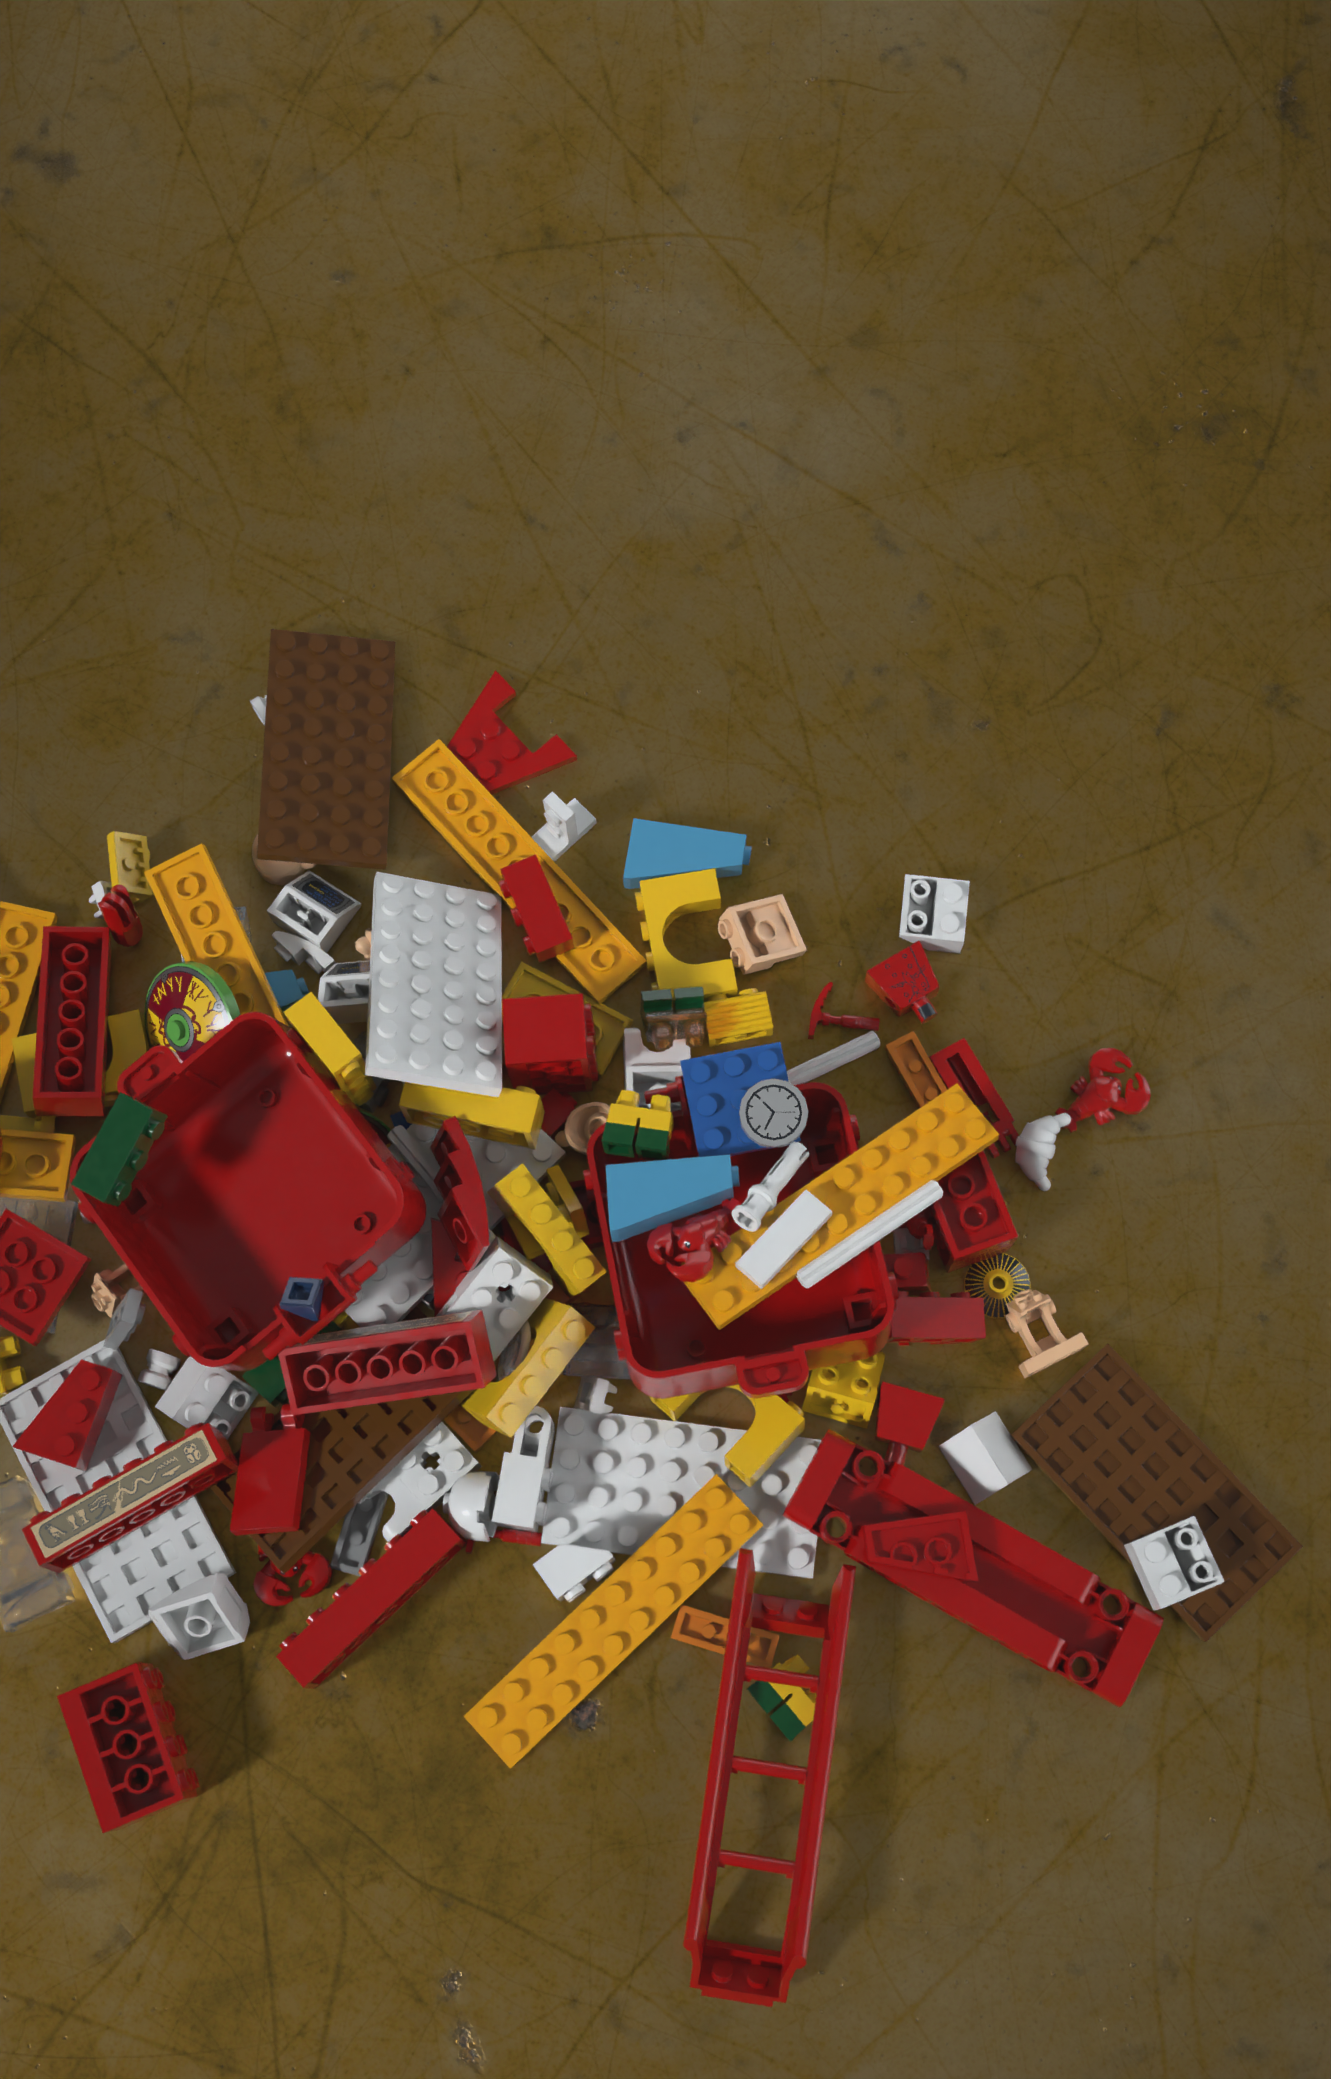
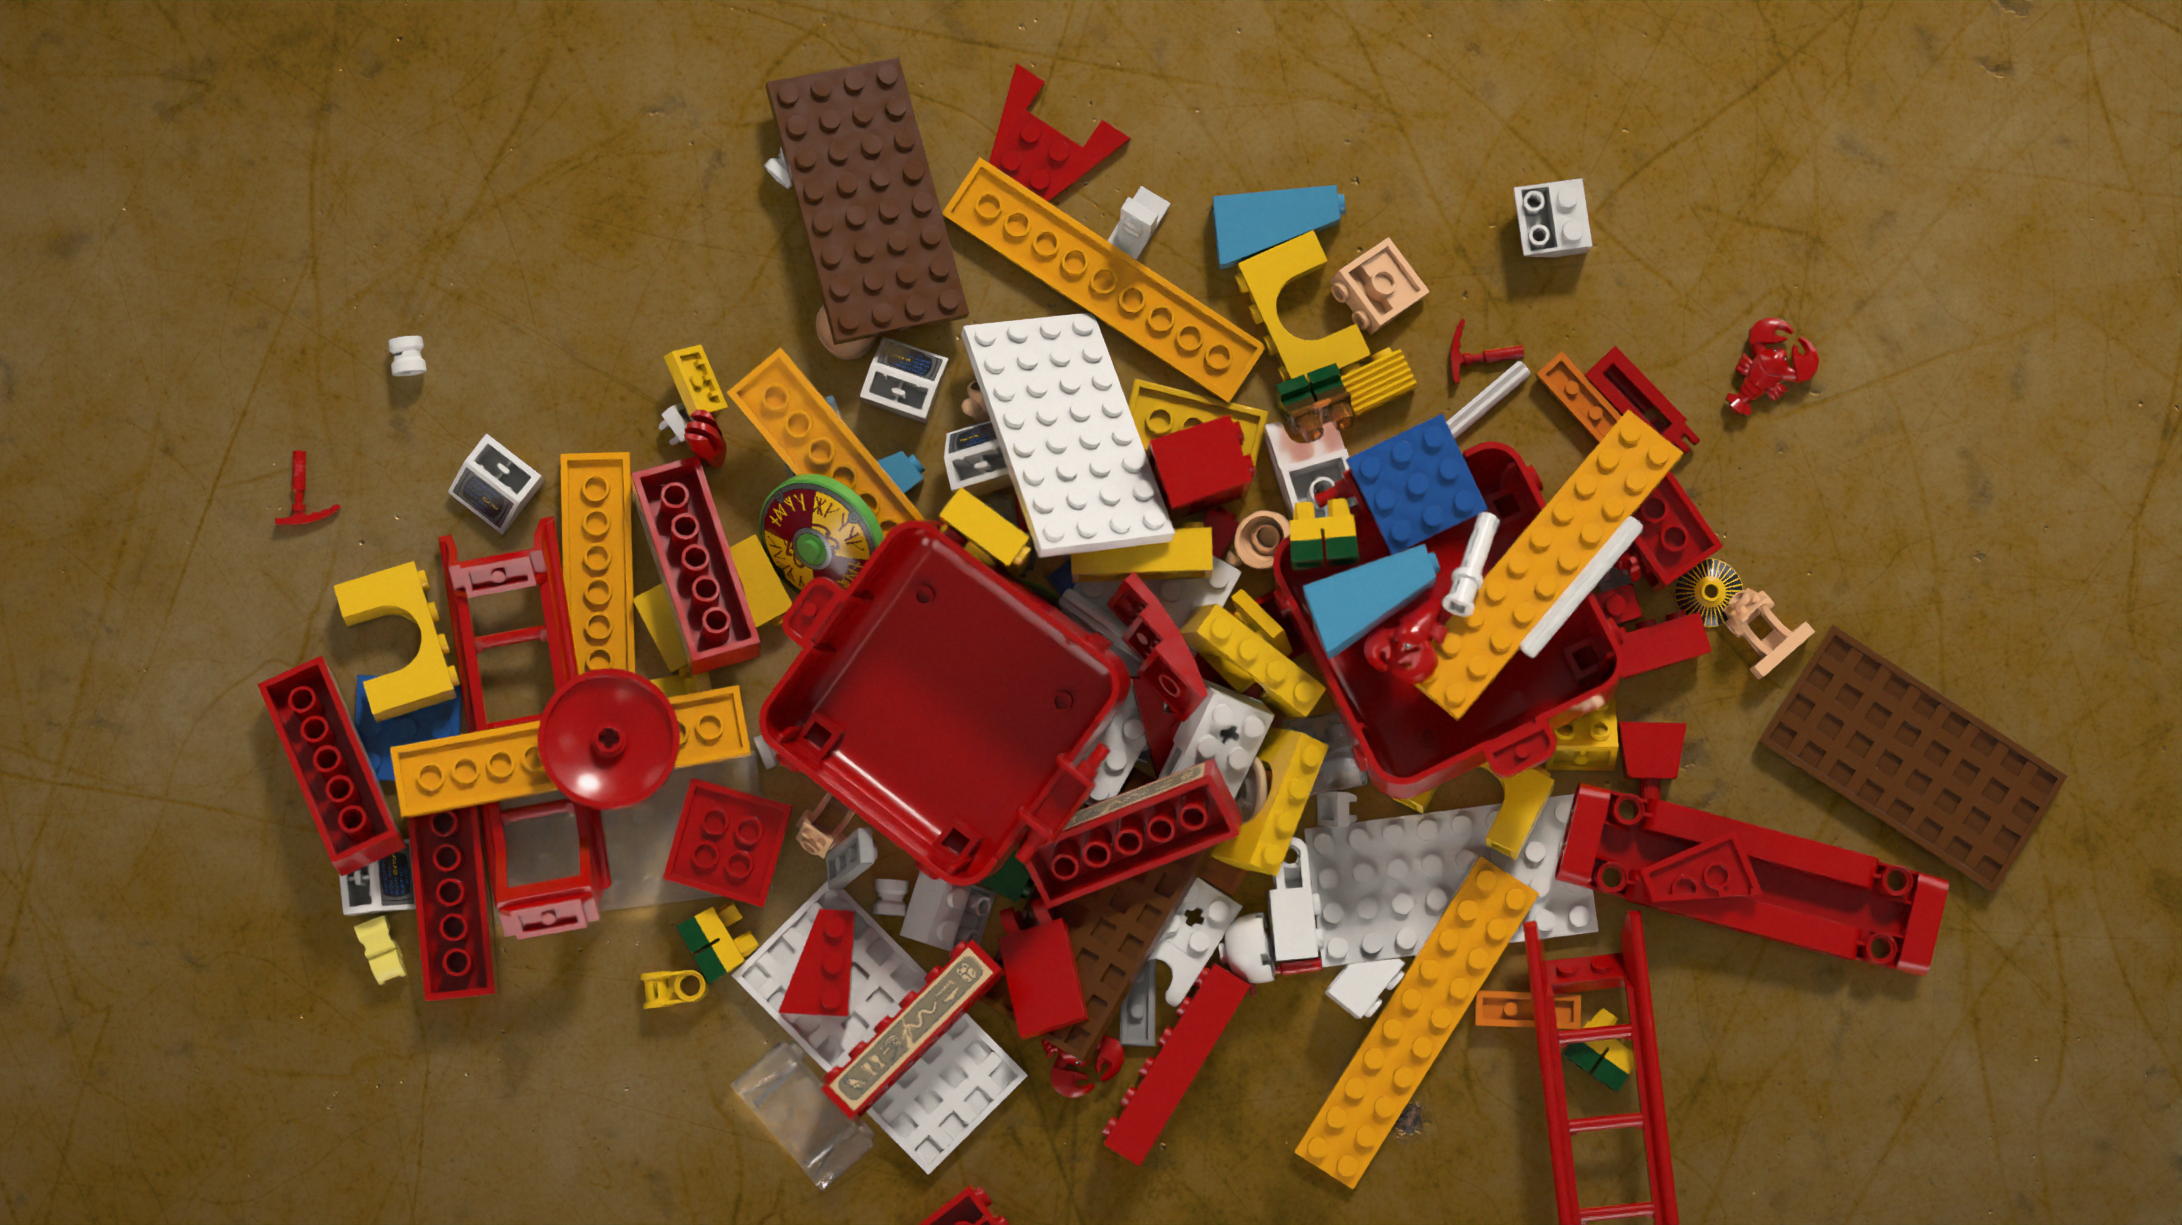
camera: 25 degrees left, 10 degrees up
(119, 1150) = (811, 695): dark green brick -> none
(202, 1617) = (1011, 1127): white slope -> none
(298, 949) = (895, 425): white slope -> none
(303, 1297) = (1044, 795): dark blue slope -> none
(535, 909) = (1139, 322): red brick -> none
(773, 1113) = (1455, 490): light grey tile -> none
(783, 1239) = (1500, 616): white tile -> none
(906, 982) = (1541, 301): red torso -> none
(985, 1457) = (1738, 769): white slope -> none
(1037, 1146) = (1716, 441): white piece -> none
(1174, 1563) = (1946, 826): white slope -> none

